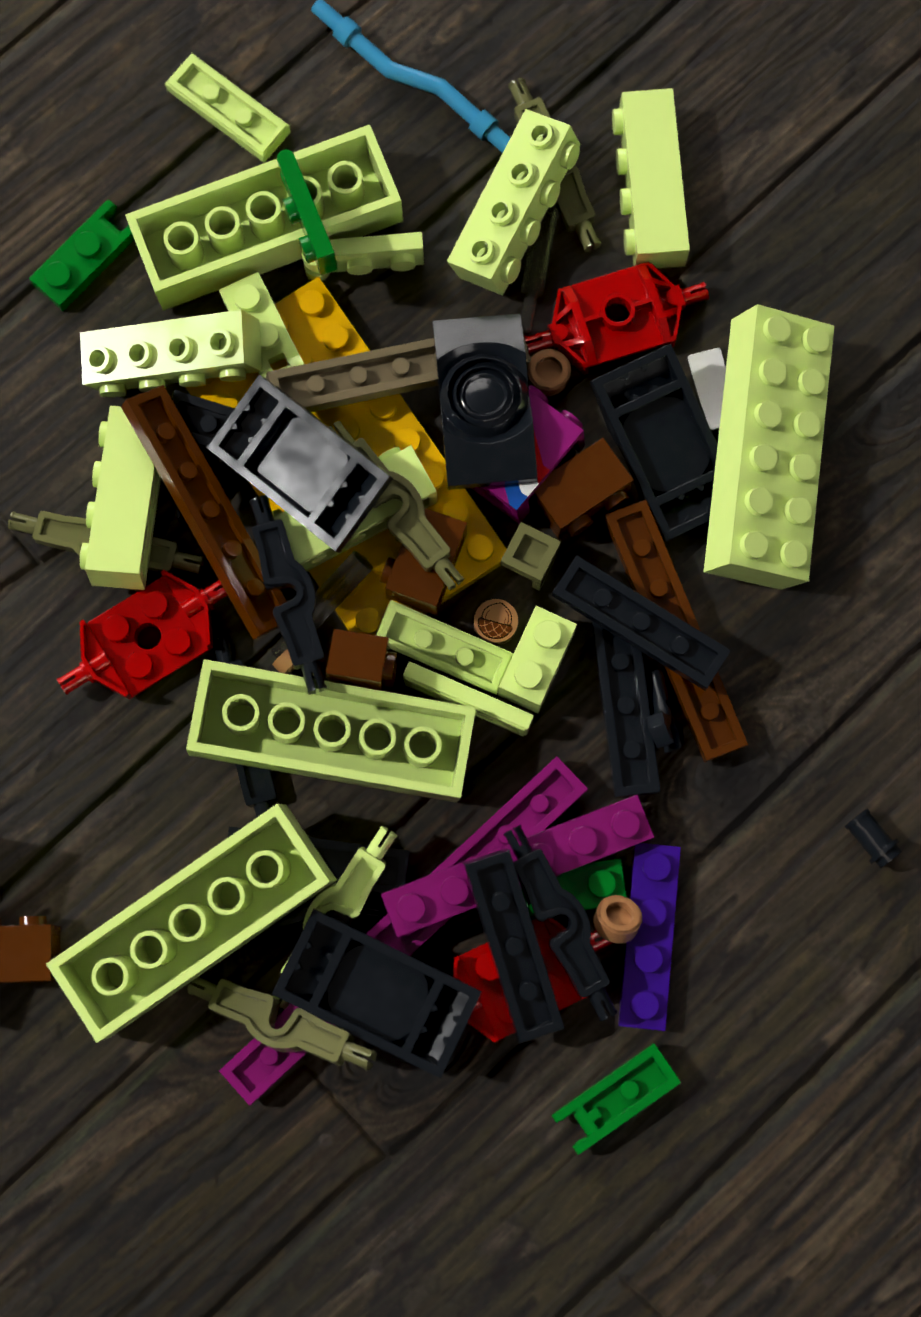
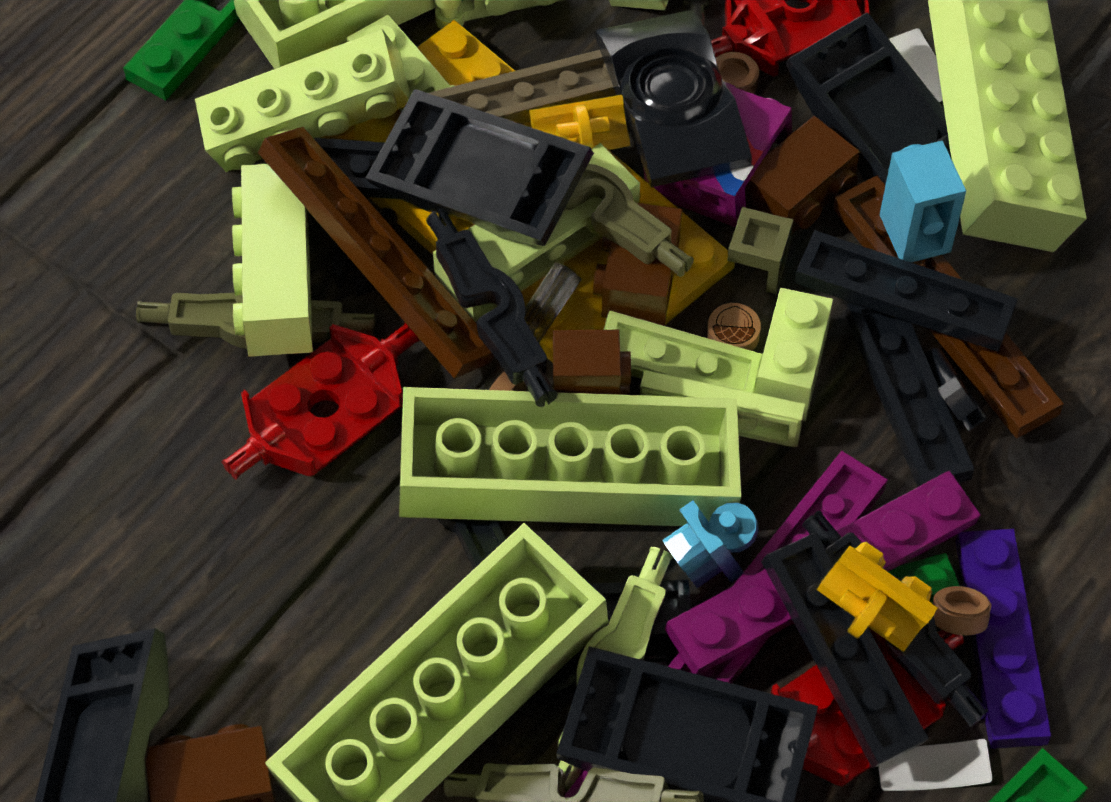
camera: 10 degrees left, 20 degrees down
(399, 422) = (586, 122): none -> yellow hips
(432, 825) = (706, 546): none -> medium azure hips
(542, 924) = (876, 597): none -> yellow hips
(579, 1036) = (938, 767): none -> white sticker
(670, 549) = (922, 201): none -> medium azure brick

